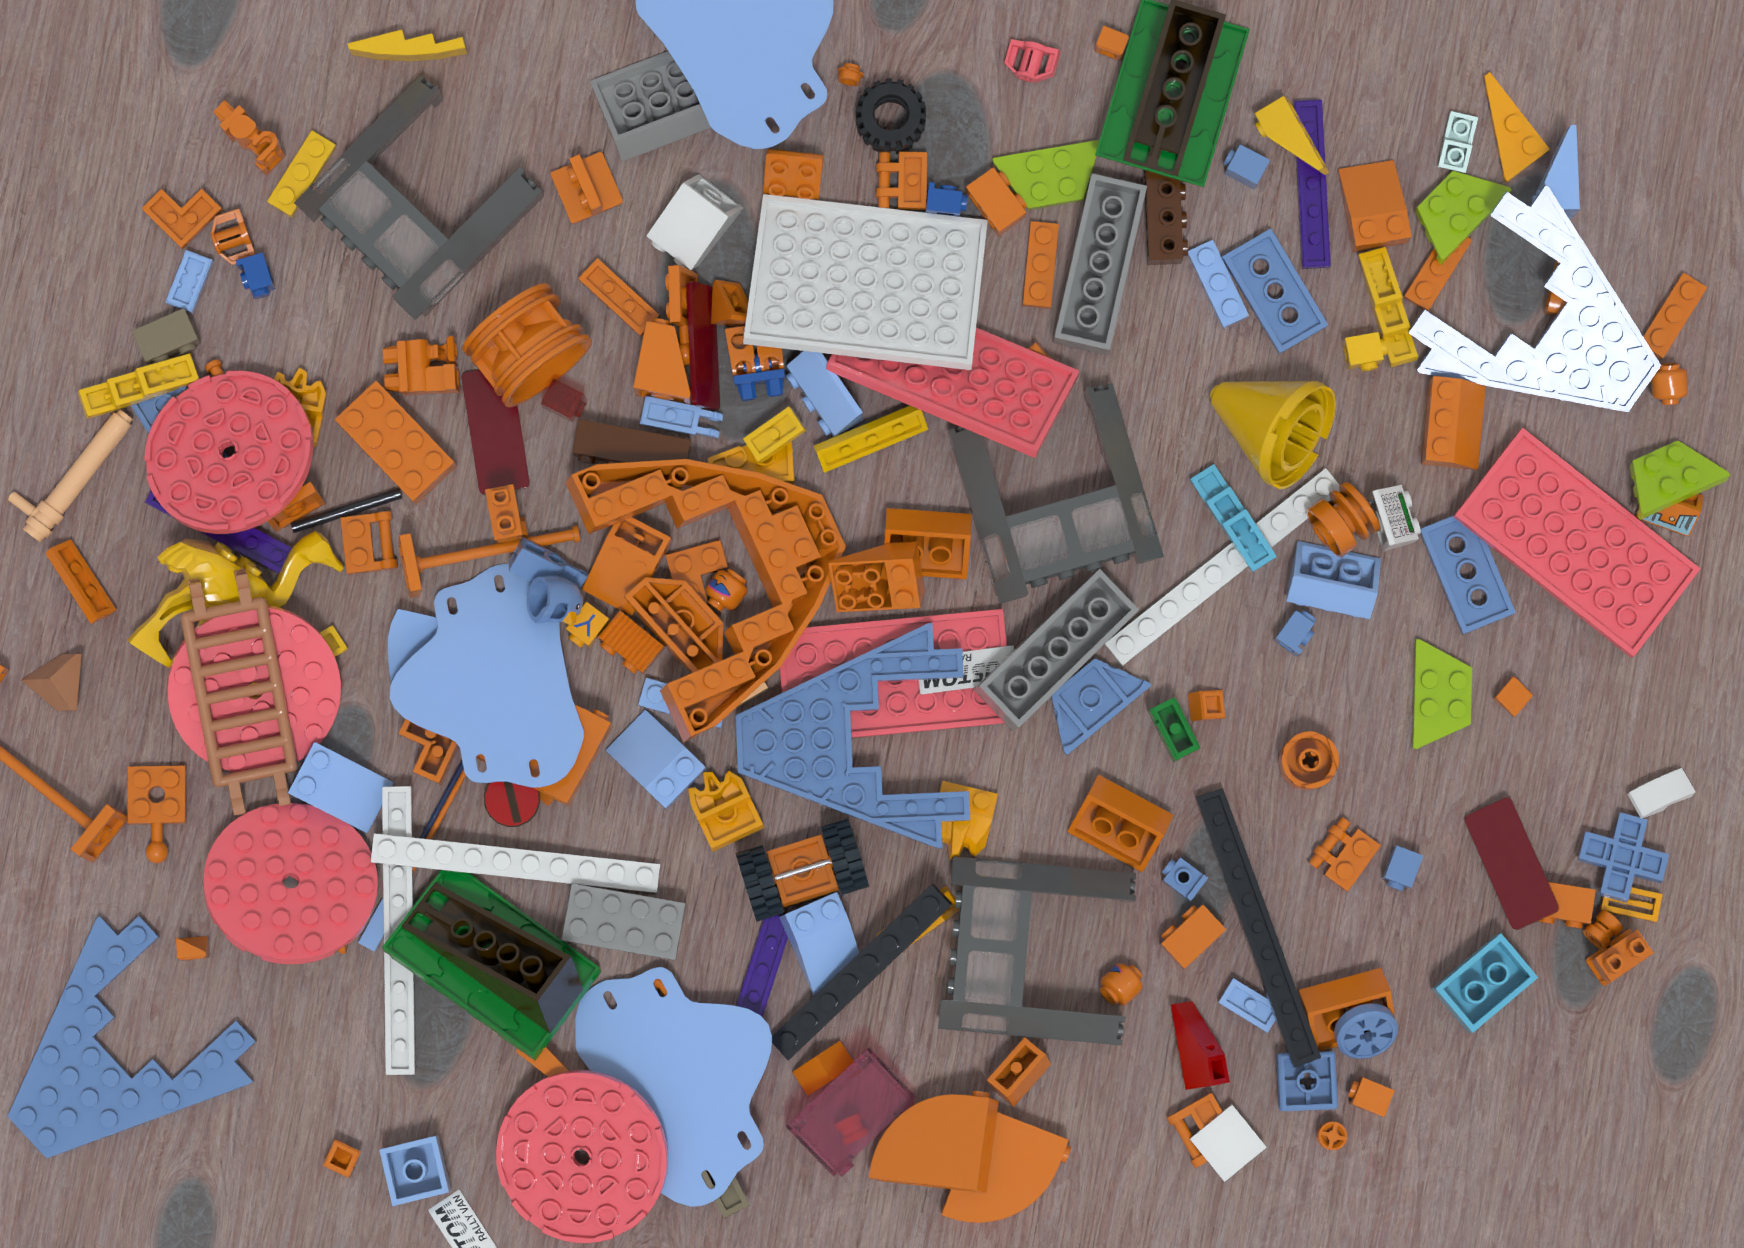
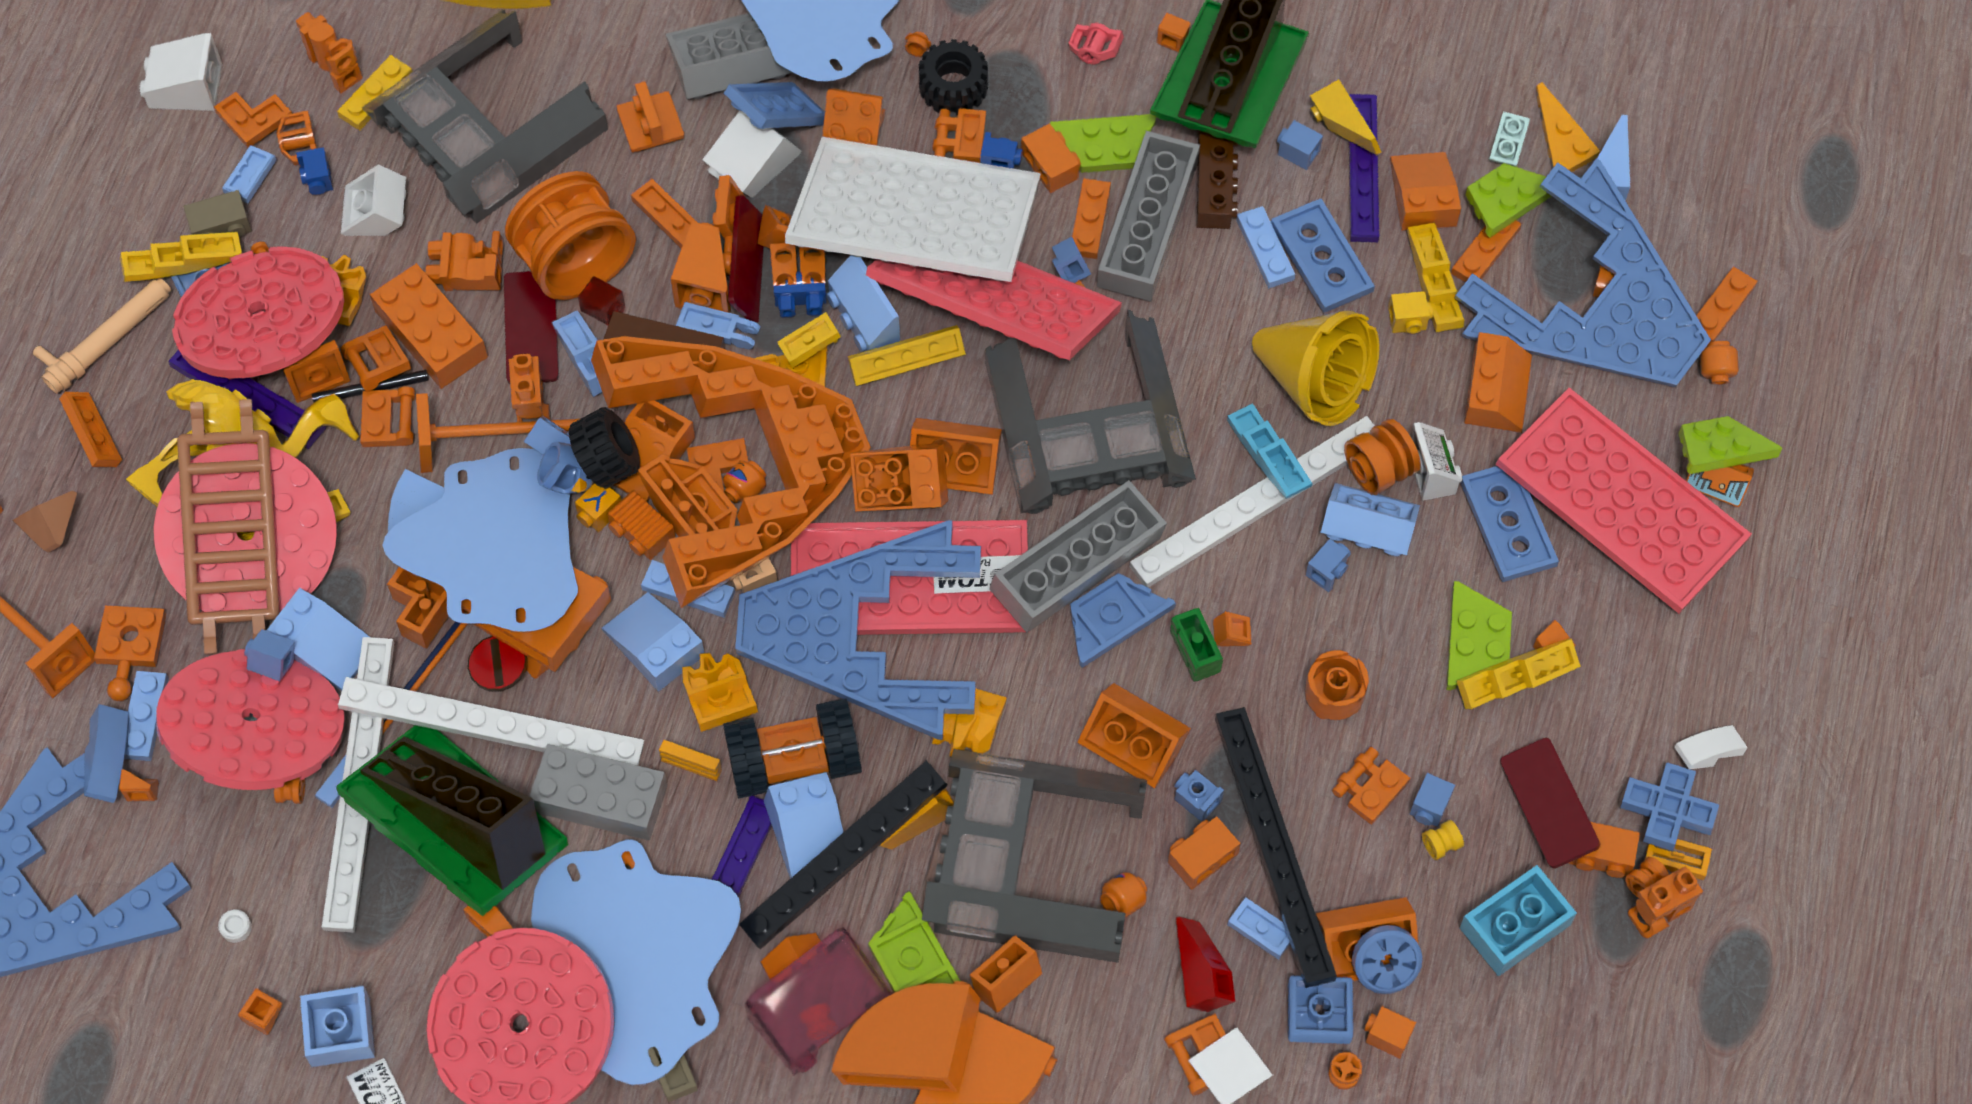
camera: 10 degrees right, 20 degrees down
(102, 174) = (182, 74): none -> white slope
(156, 921) = (105, 753): none -> medium blue slope
(183, 874) = (142, 715): none -> light blue plate
(297, 815) = (270, 654): none -> medium blue brick
(303, 1076) = (235, 926): none -> white tile
(320, 308) = (374, 203): none -> white slope
(355, 475) = (384, 353): none -> orange plate
(549, 453) = (579, 345): none -> light blue slope
(590, 579) = (604, 447): none -> black tyre
(706, 882) = (690, 760): none -> light orange tile
(718, 189) = (775, 105): none -> medium blue plate
(931, 1057) = (909, 950): none -> lime wing
(1024, 323) = (1069, 261): none -> medium blue brick
(1413, 906) = (1442, 839): none -> yellow wheel
(1480, 731) = (1518, 673): none -> yellow slope

